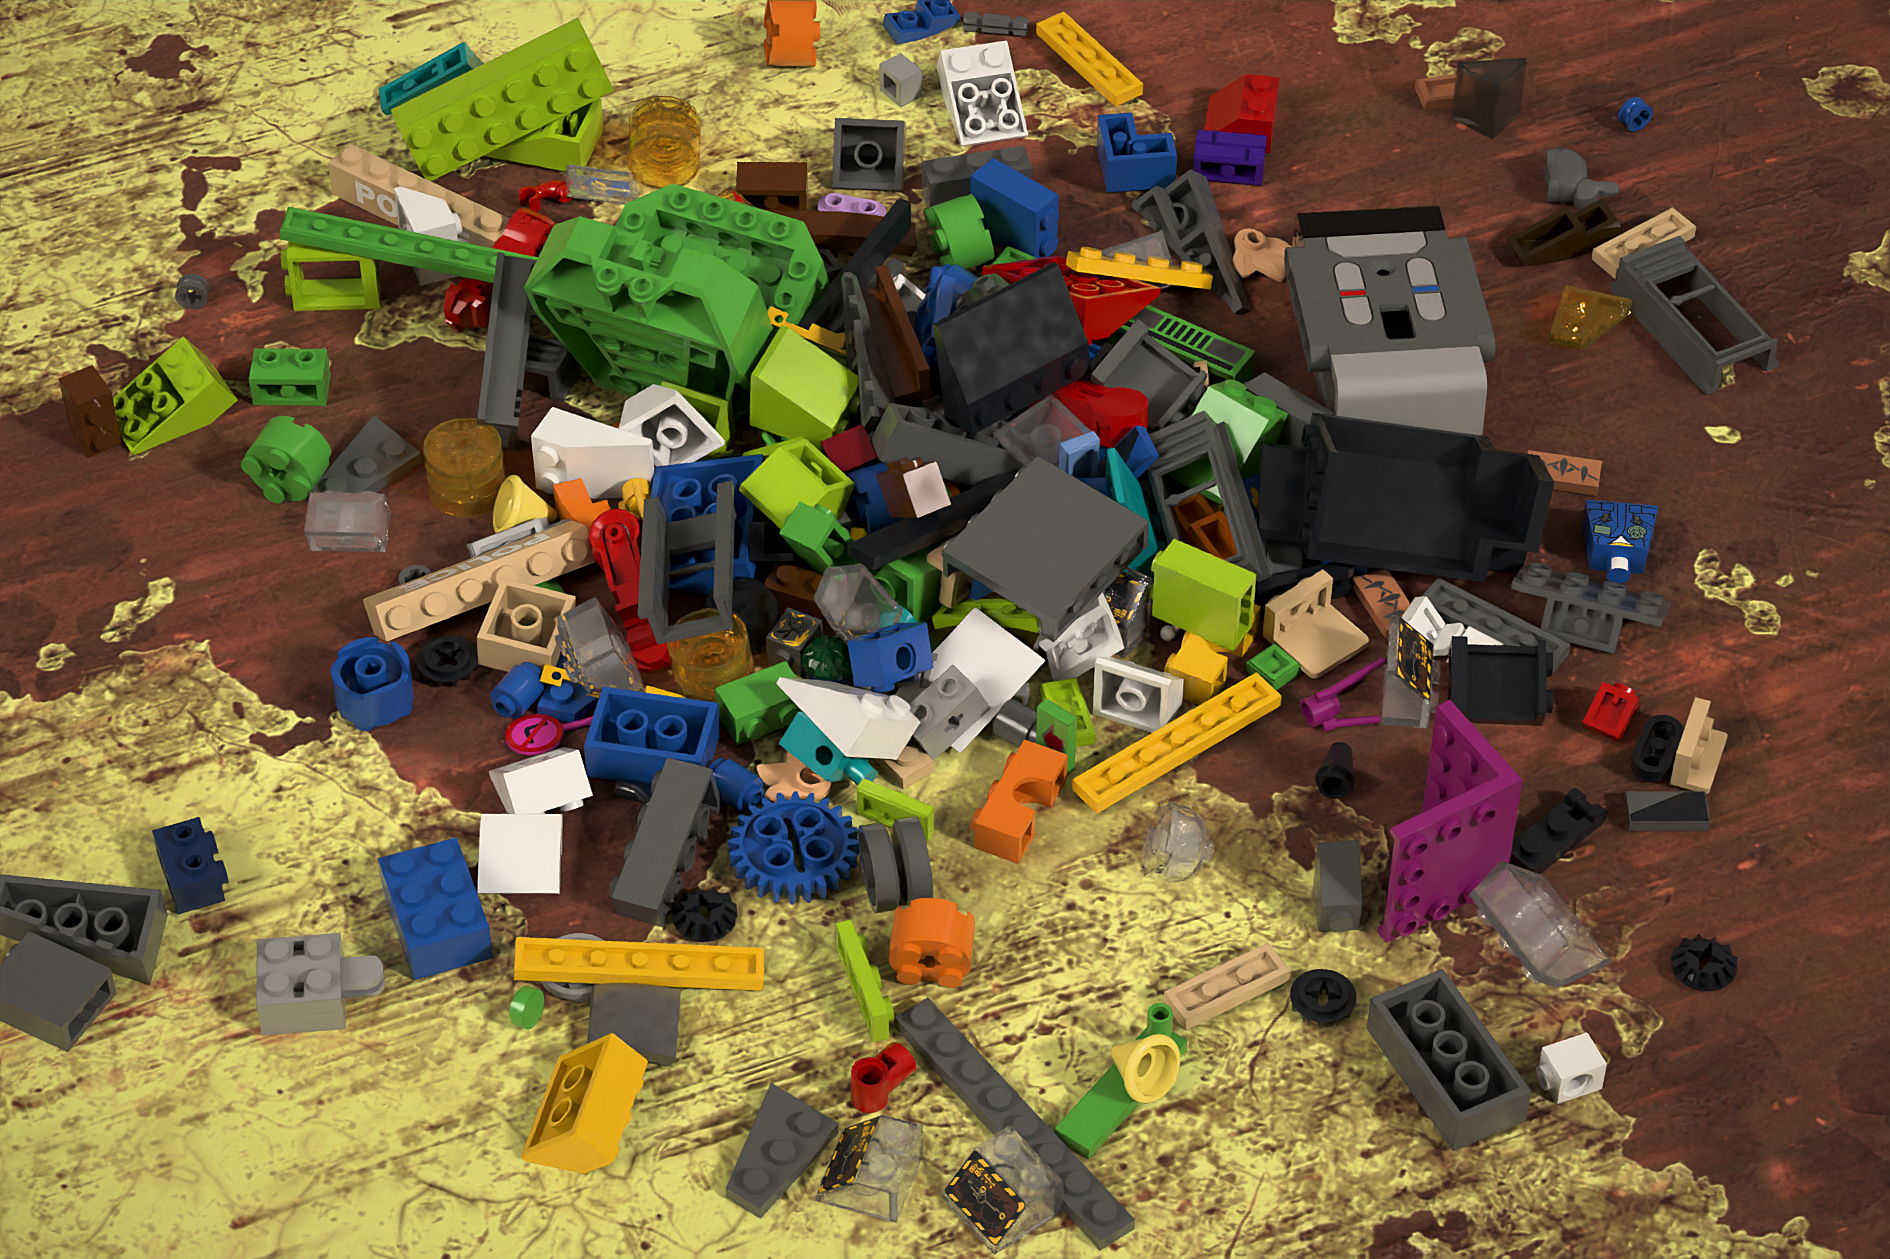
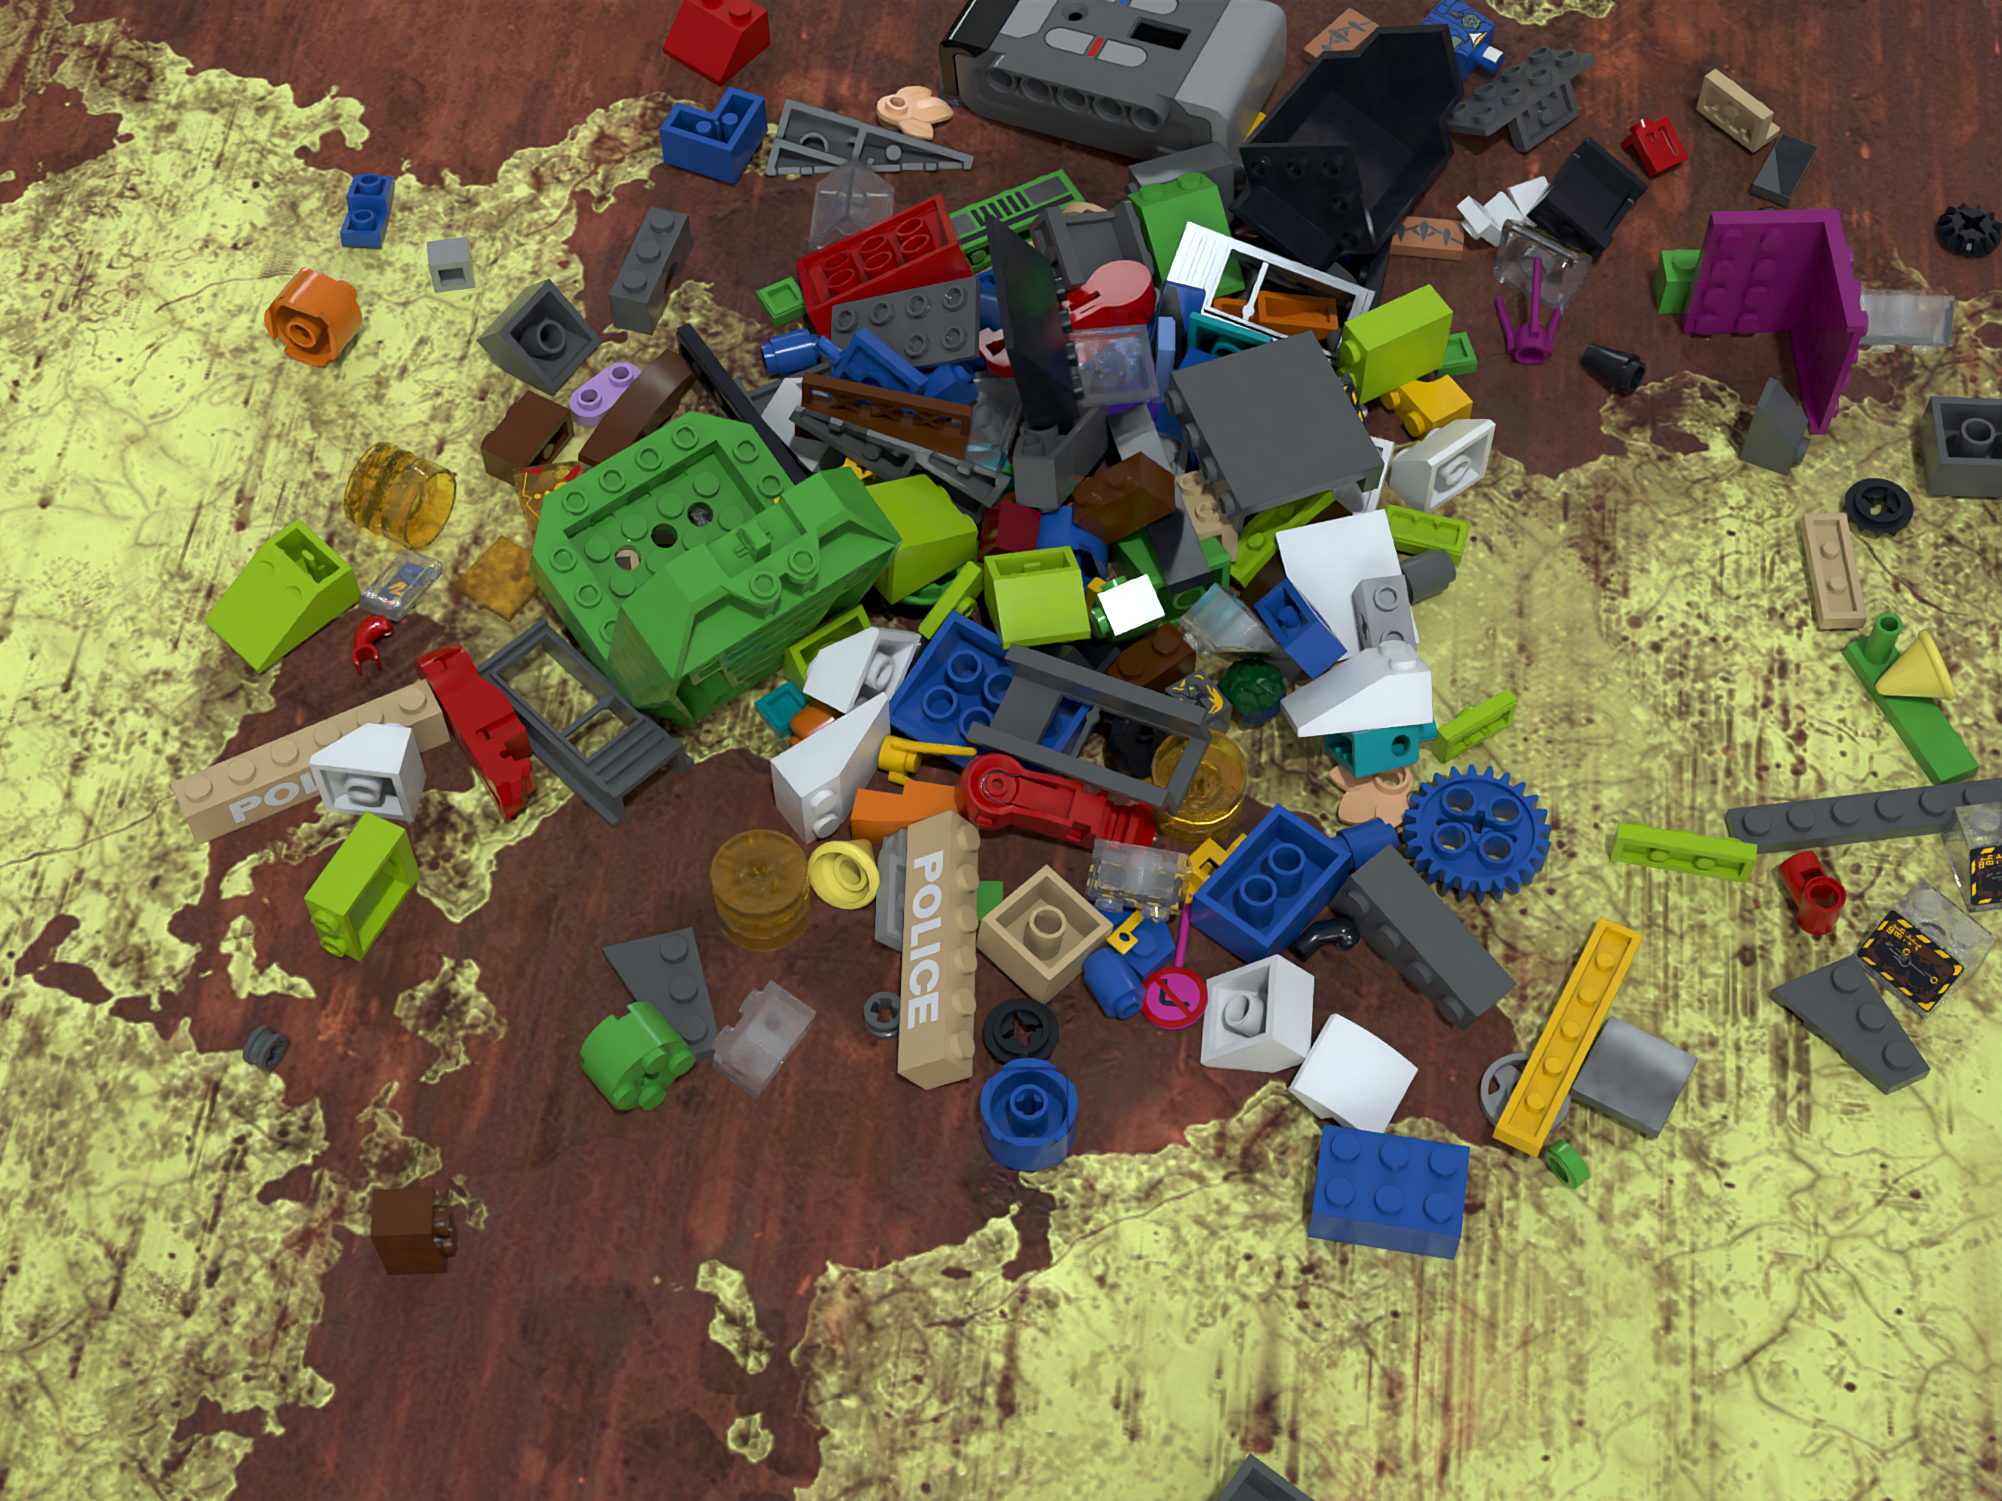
camera: 60 degrees left, 10 degrees up
(171, 398) = (432, 1137): lime slope -> none
(189, 865) = (1186, 1414): dark blue brick -> none
(290, 377) = (483, 1004): bright green brick -> none
(307, 983) = (1434, 1352): light grey brick -> none
(391, 244) = (429, 781): bright green tile -> none
(428, 76) = (114, 668): teal slope -> none
(502, 100) = (244, 603): lime brick -> none
(506, 348) = (652, 768): dark grey piece -> none
(586, 1106) = (1729, 1168): yellow slope -> none
(693, 925) = (1536, 952): black gear -> none
(756, 704) = (1274, 769): bright green brick -> none
(894, 863) = (1570, 752): dark grey wheel -> none
(931, 942) = (1683, 770): orange brick -> none
(959, 232) = (730, 313): bright green brick -> none
(981, 93) = (527, 212): white slope -> none
(996, 23) = (424, 156): dark grey axle -> none
(1016, 209) = (733, 256): blue brick -> none
(1029, 776) = (1538, 647): orange arch -> none
(1057, 730) = (1475, 549): bright green tile -> none
(1089, 59) = (539, 108): yellow plate -> none
(1125, 266) = (887, 202): yellow plate -> none
(1176, 743) = (1513, 471): yellow plate -> none
(1177, 844) = (1649, 526): clear cylinder -> none
(1230, 157) = (771, 65): dark purple brick -> none
(1311, 628) = (1452, 286): tan bracket -> none
(1462, 607) = (1496, 175): dark grey plate -> none
(1656, 748) = (1714, 139): black plate -> none

